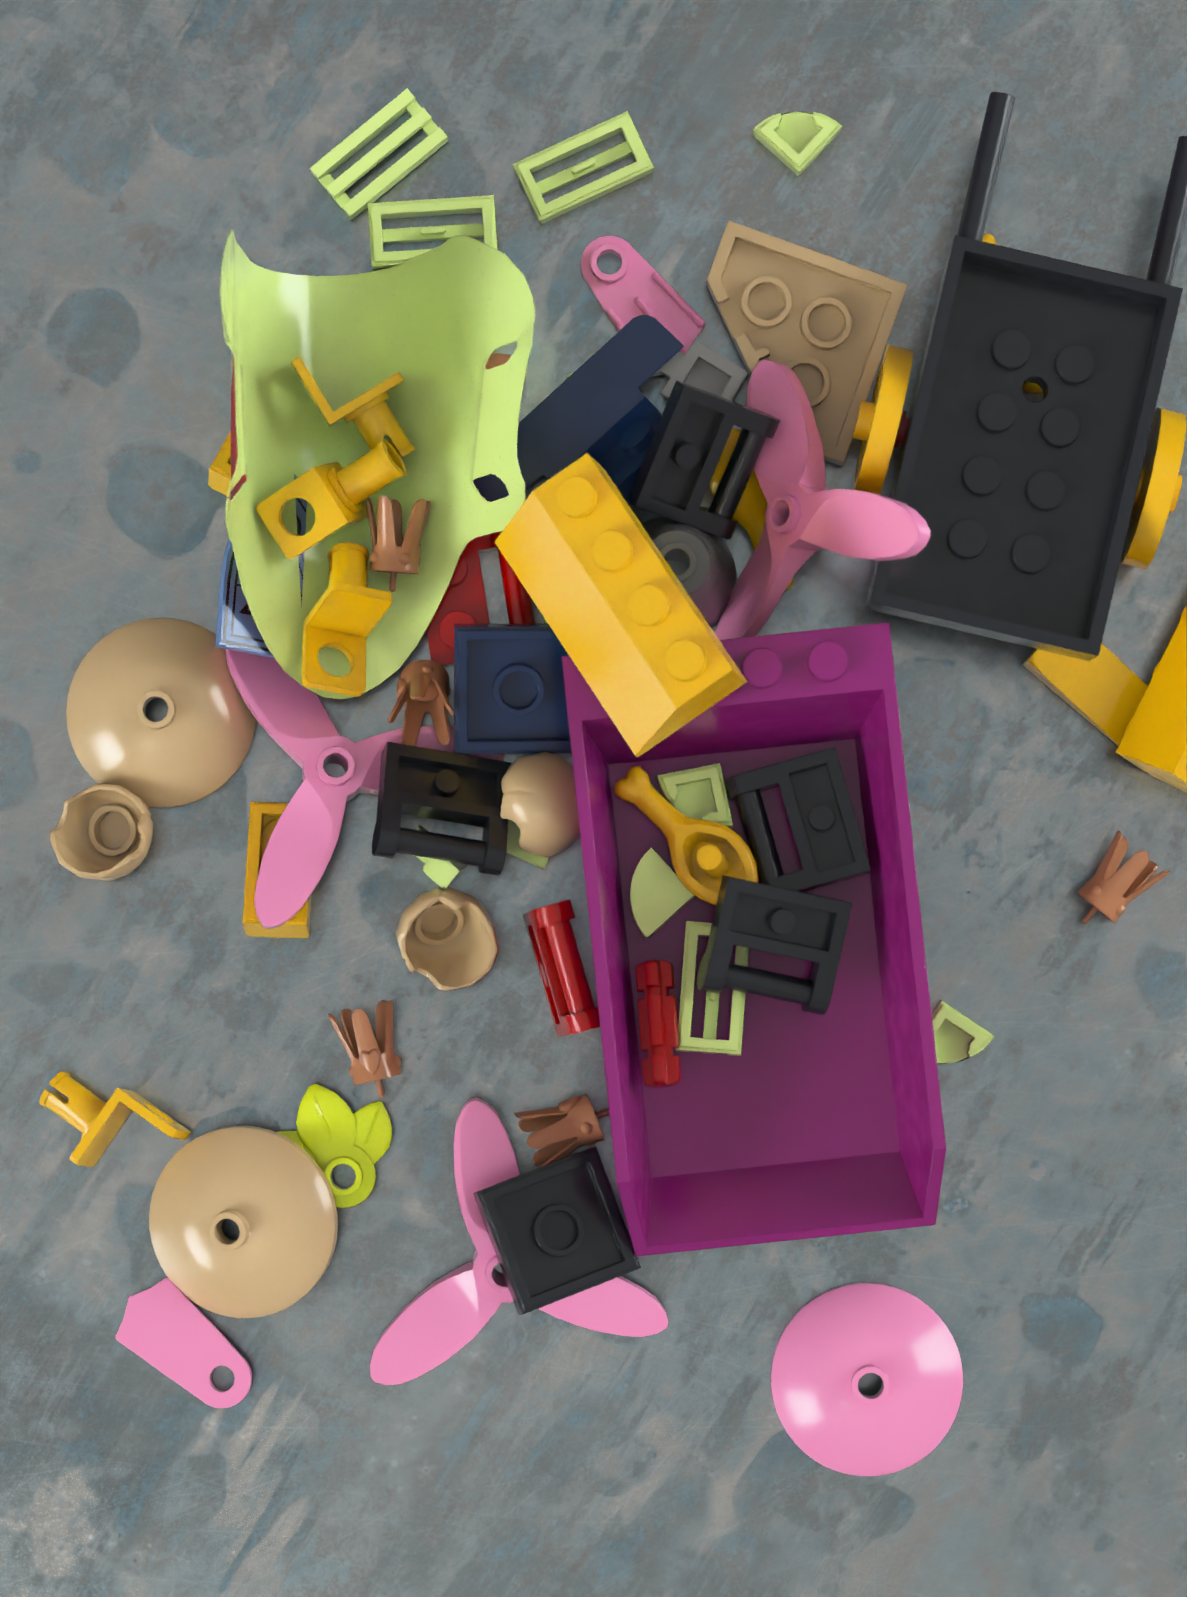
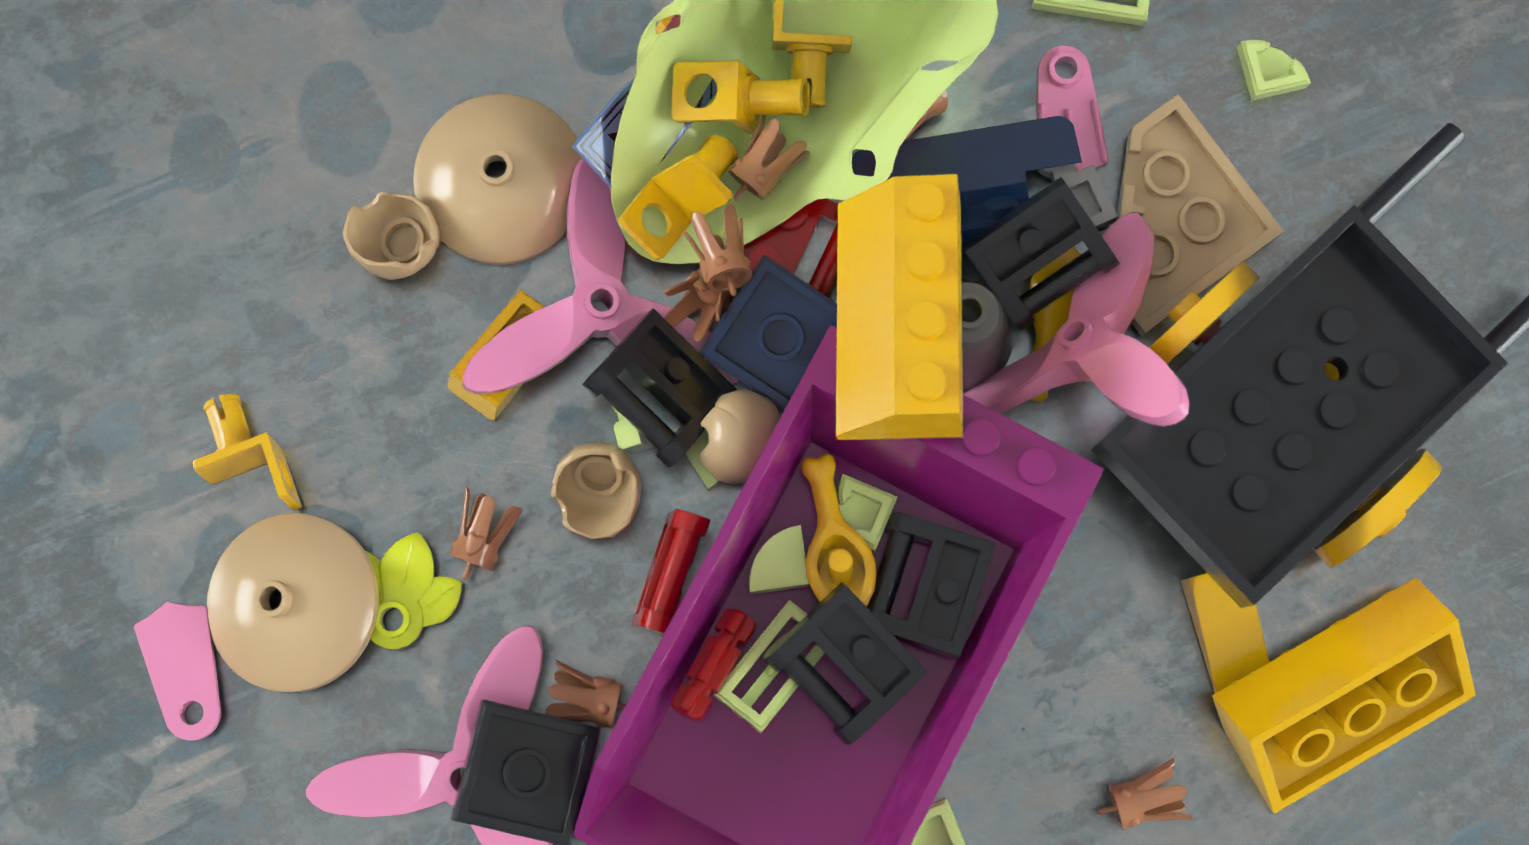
camera: 30 degrees right, 5 degrees down
(422, 662) = (720, 266): none -> nougat piece

